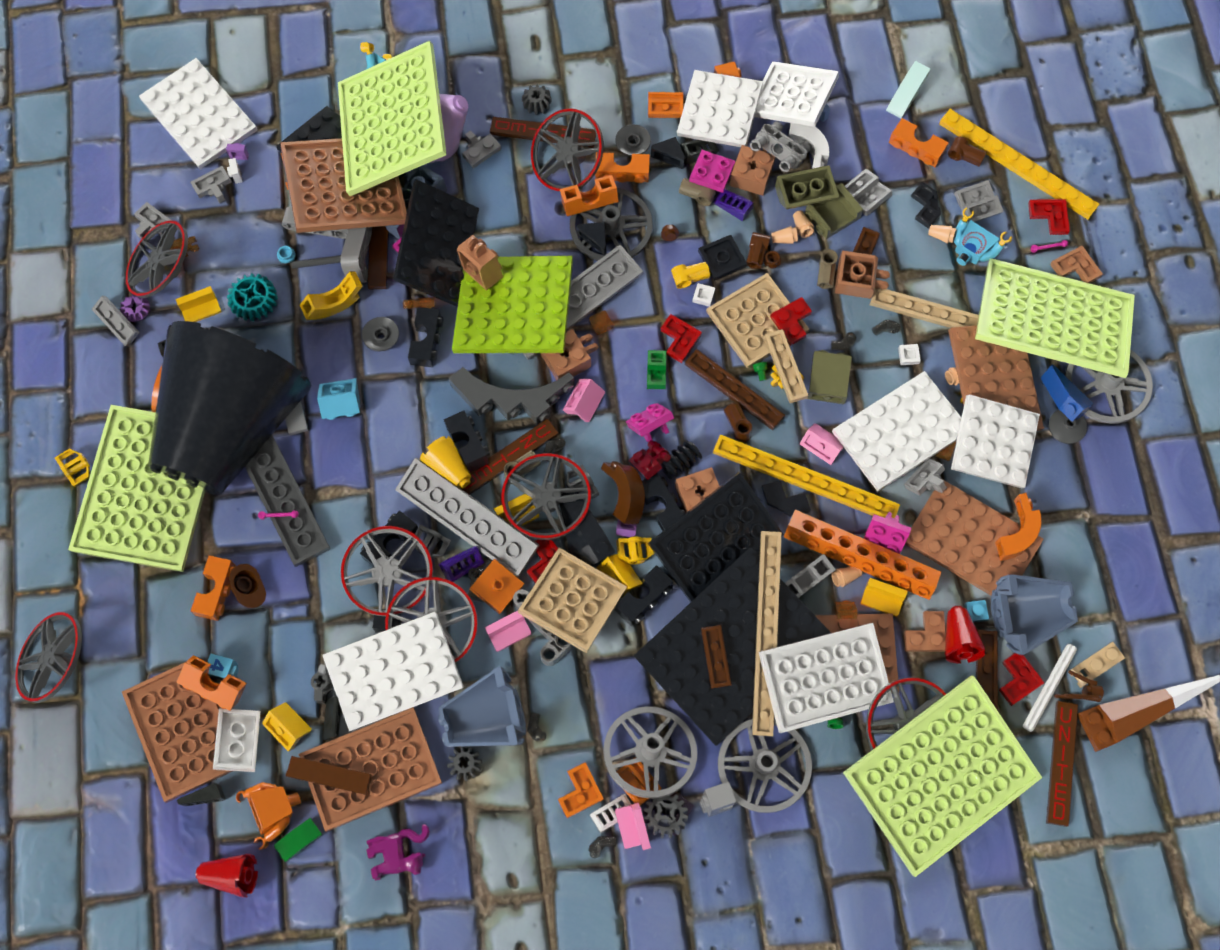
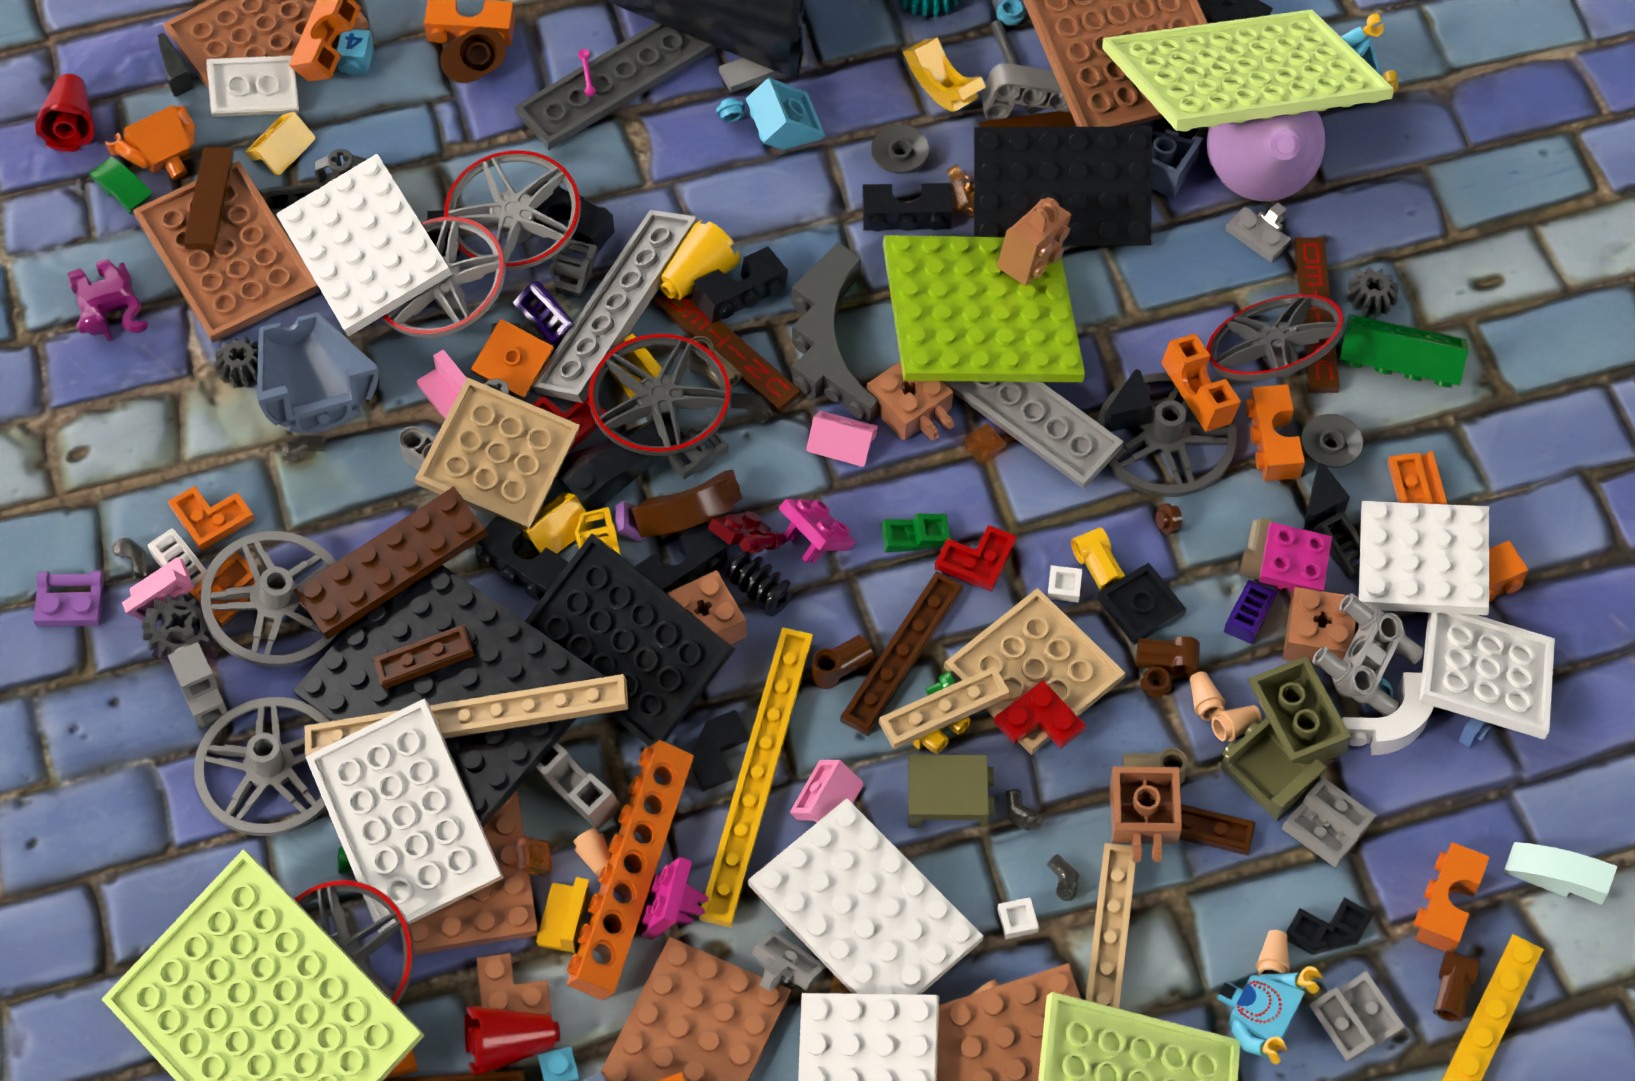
camera: 80 degrees right, 10 degrees down
(326, 430) = (730, 110): none -> medium azure plate
(579, 87) = (1404, 350): none -> green slope
(633, 890) = (68, 607): none -> medium lavender plate
(644, 672) = (390, 562): none -> reddish brown plate

